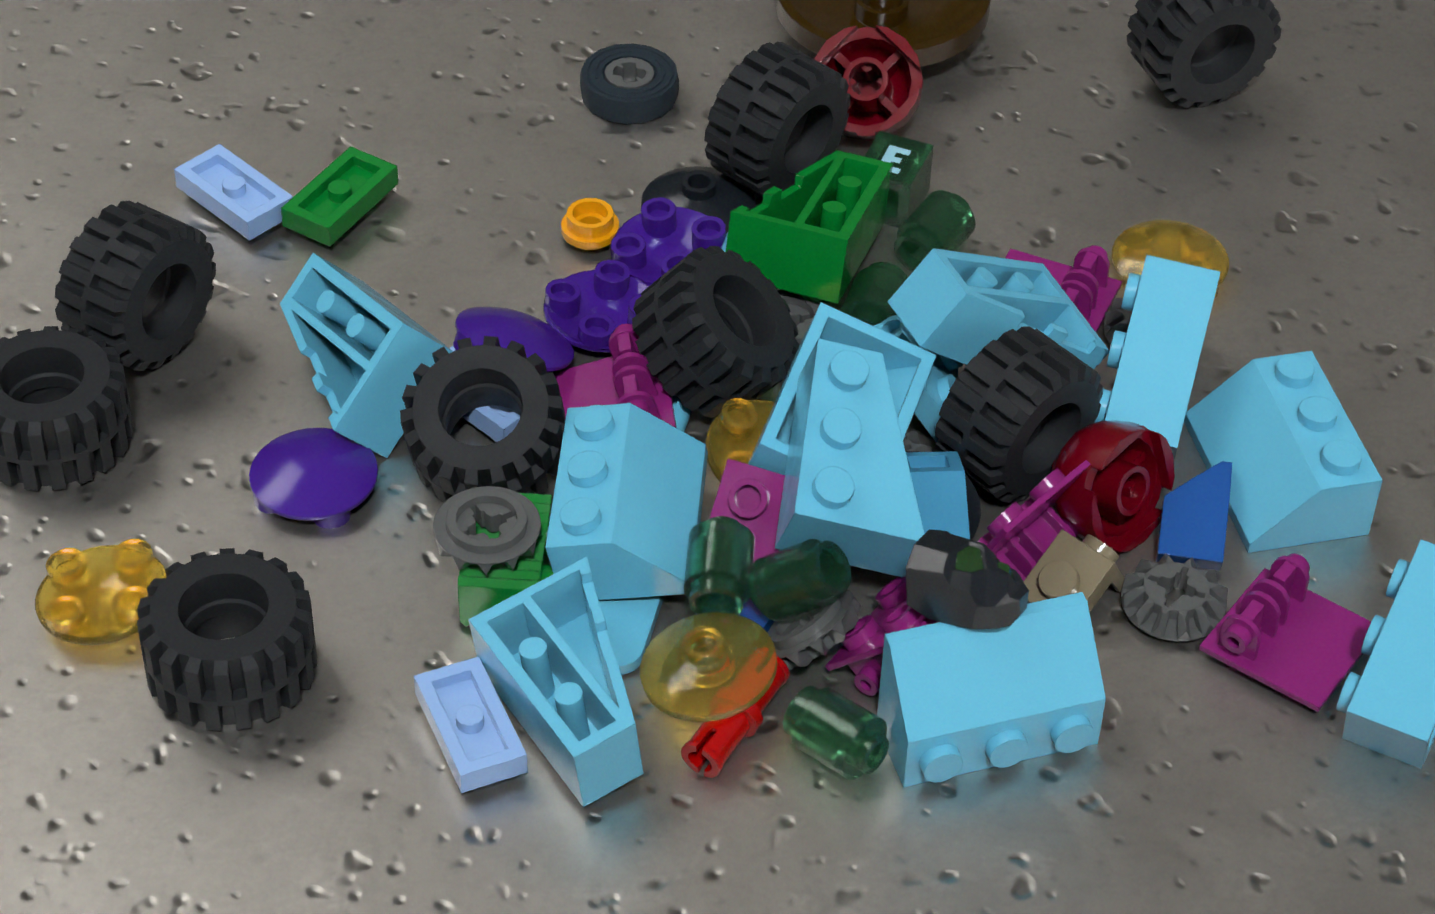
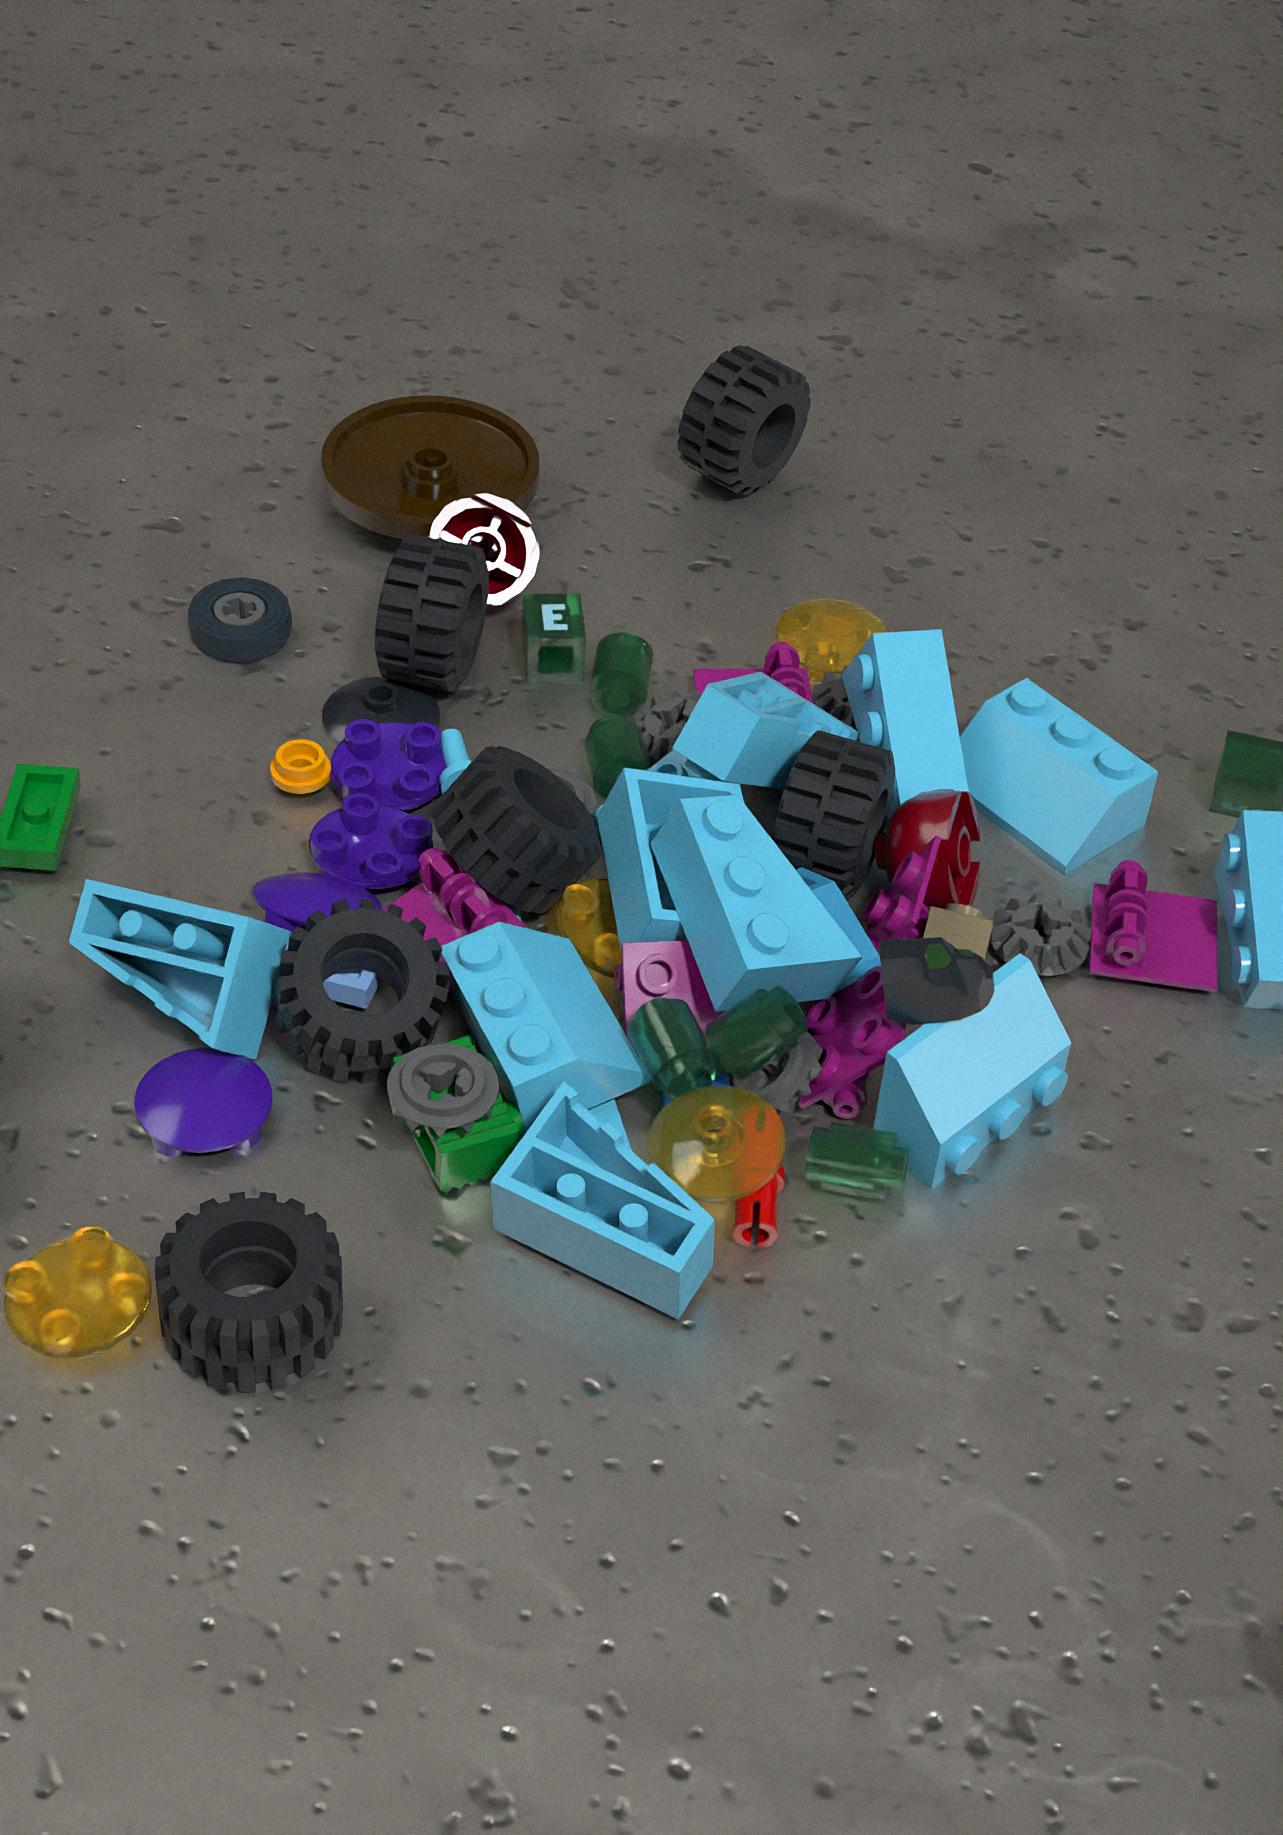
camera: 30 degrees left, 0 degrees up
(470, 724) = (529, 1282): light blue plate -> none
(818, 228) = (537, 699): green wedge -> none
(1197, 519) = (1016, 859): blue slope -> none

